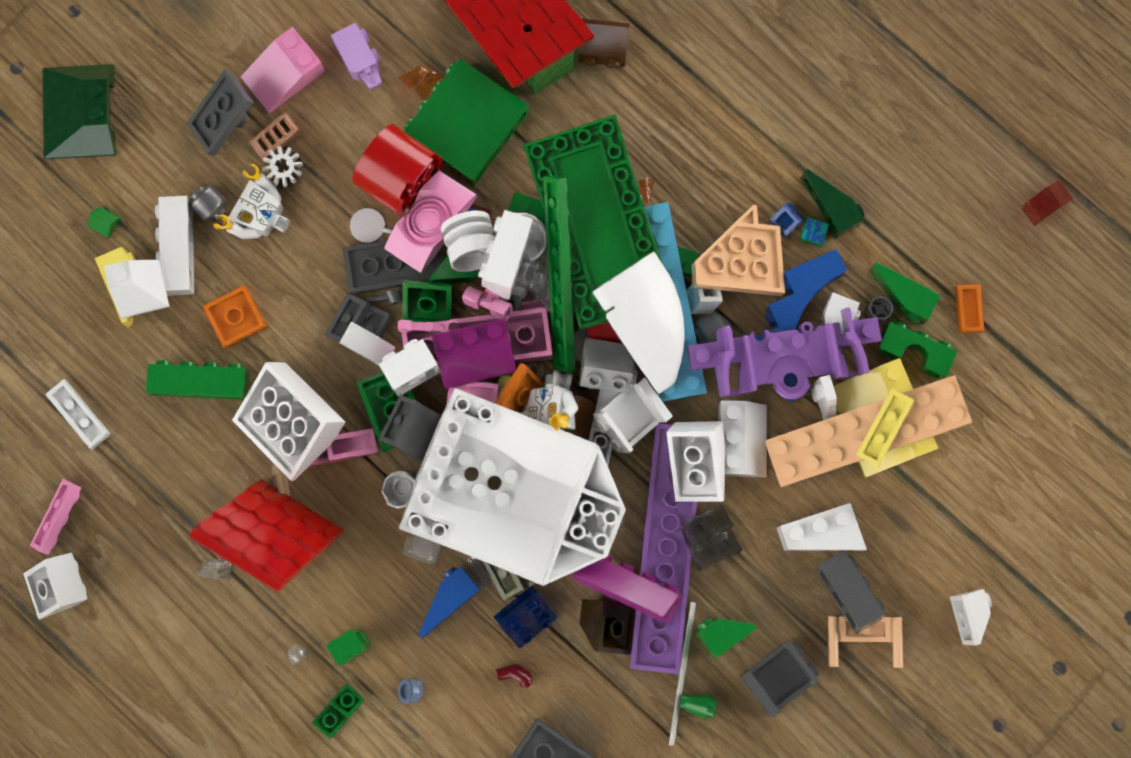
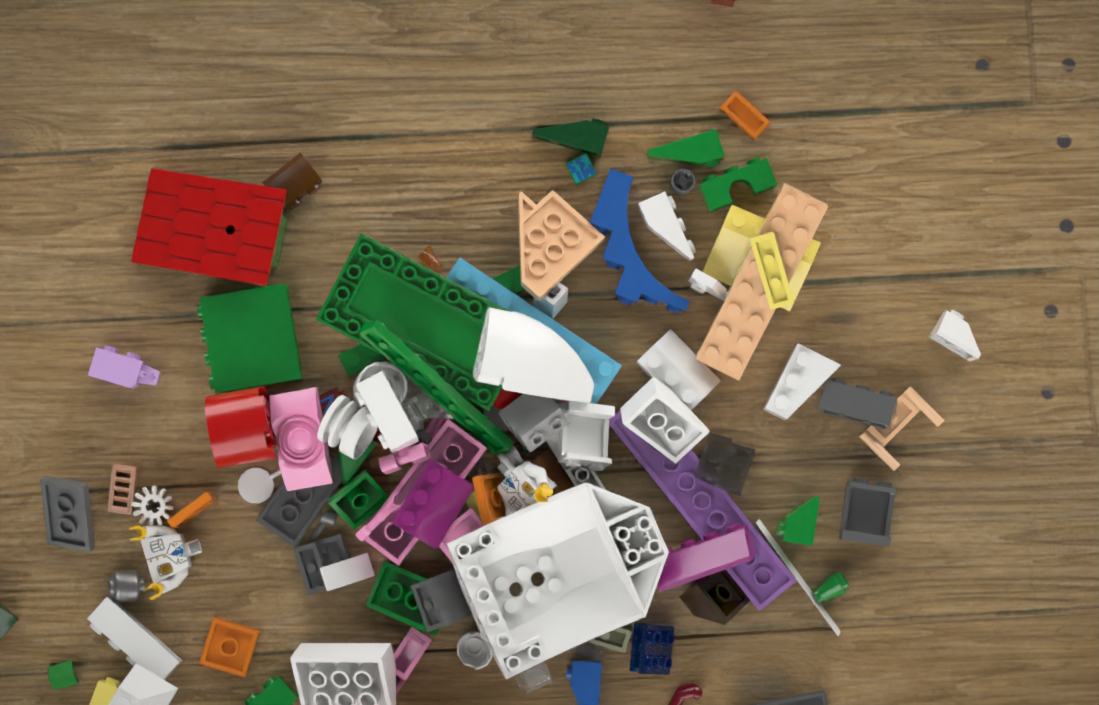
camera: 50 degrees left, 5 degrees up
(282, 70) = (77, 435): bright pink slope -> none
(306, 195) = (192, 509): none -> orange tile
(409, 367) = (398, 560): white brick -> none
(429, 80) = (179, 334): clear orange piece -> none
(706, 328) = (579, 315): dark grey head -> none
(786, 352) = (649, 281): medium lavender piece -> none
(787, 218) = (552, 178): blue slope -> none

